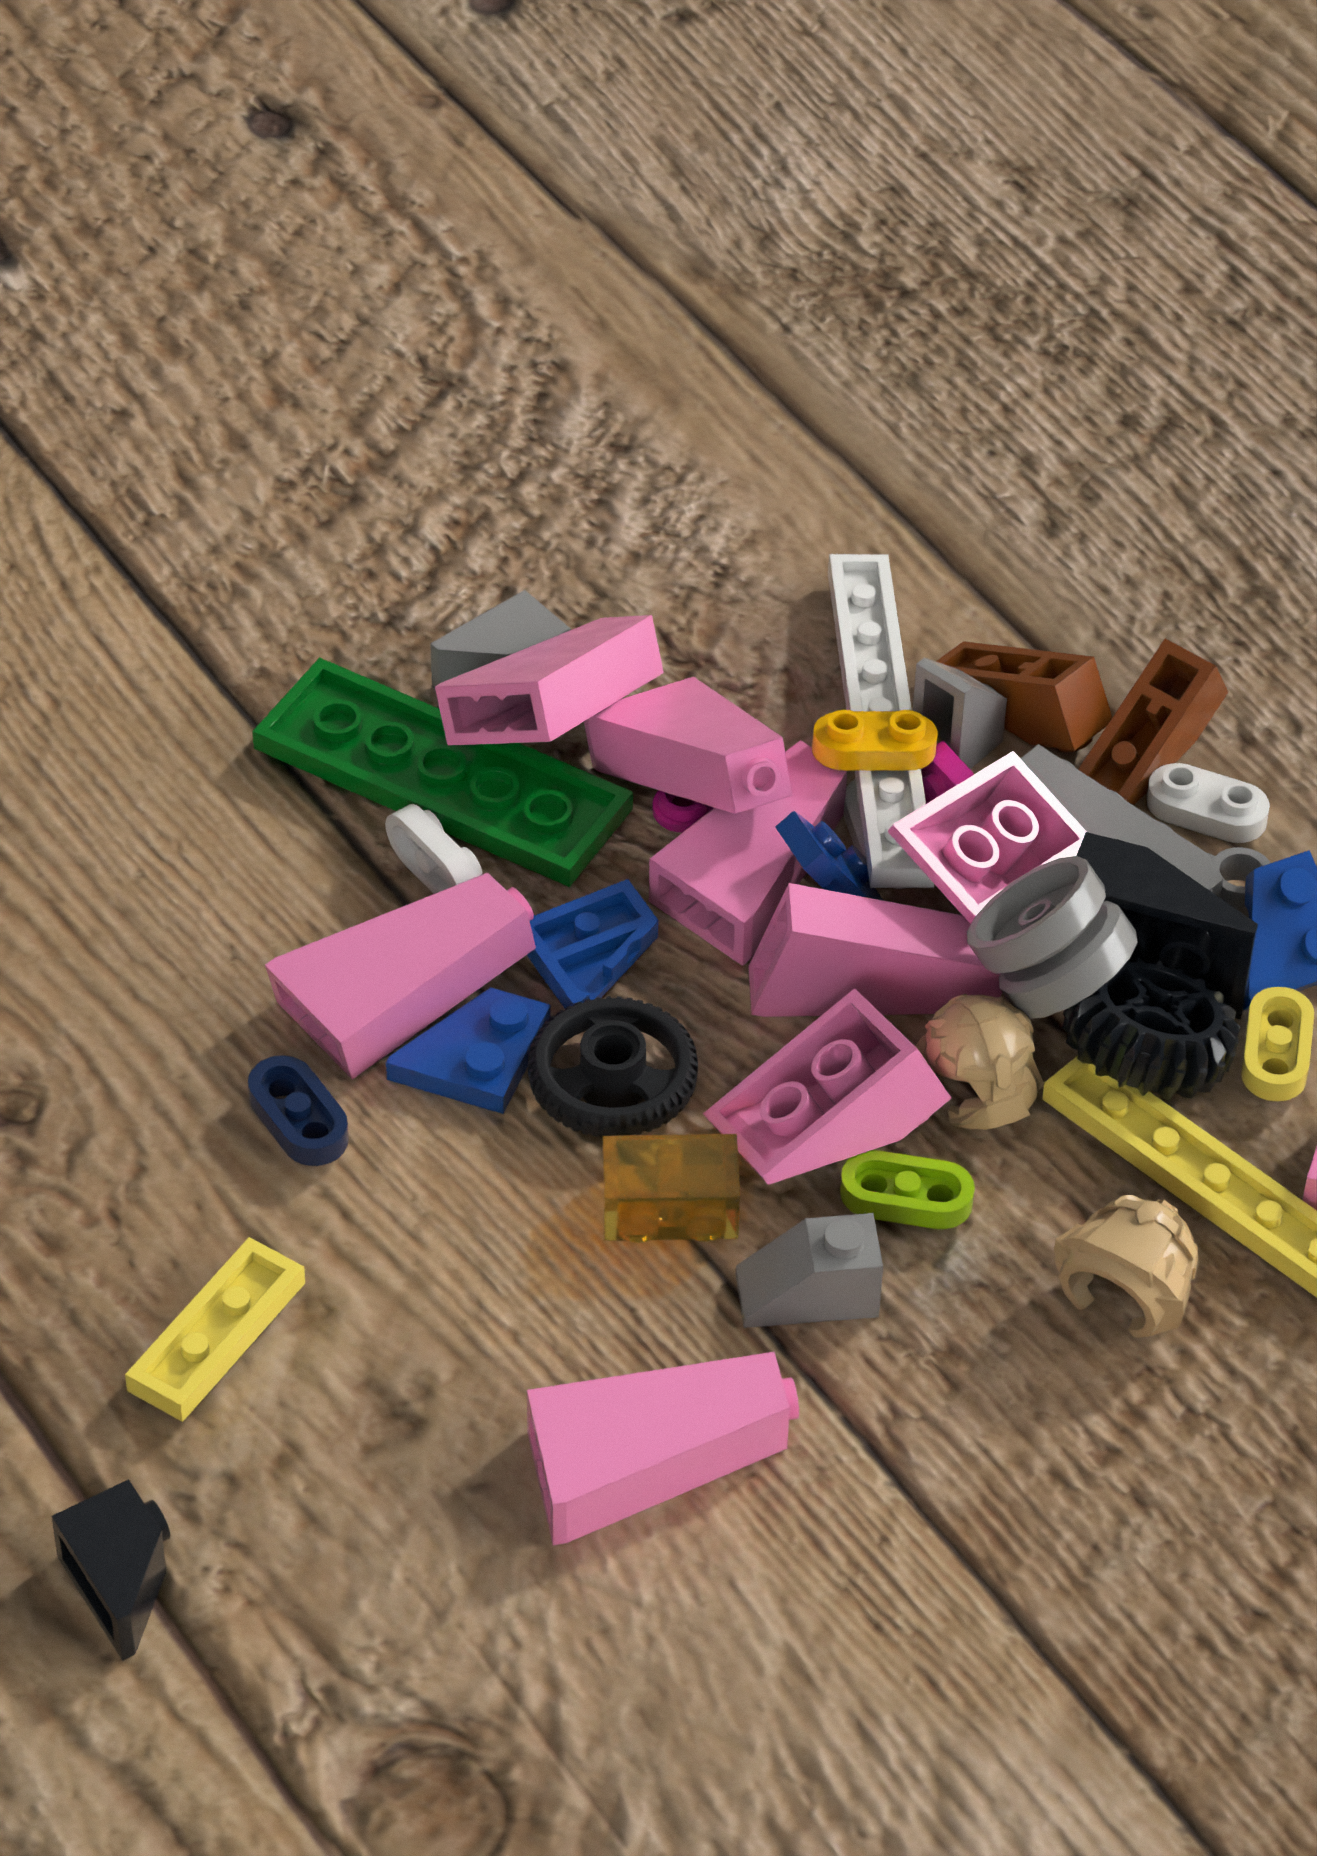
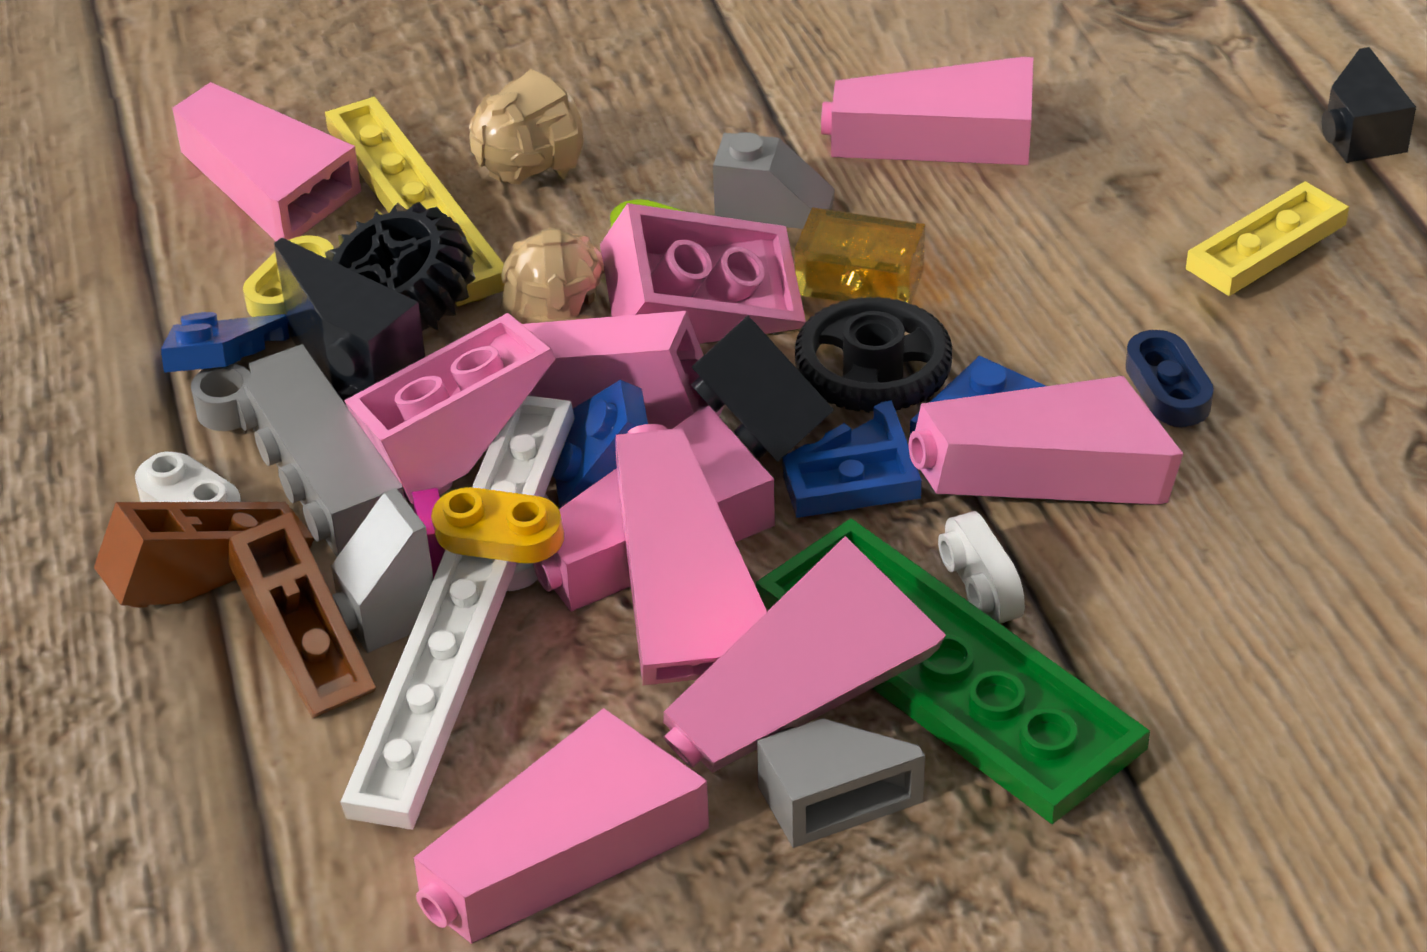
camera: 160 degrees left, 5 degrees down
(698, 946) = (760, 390): none -> black slope
(706, 572) = (560, 828): none -> bright pink slope
(1052, 937) = (461, 260): light grey wheel -> none

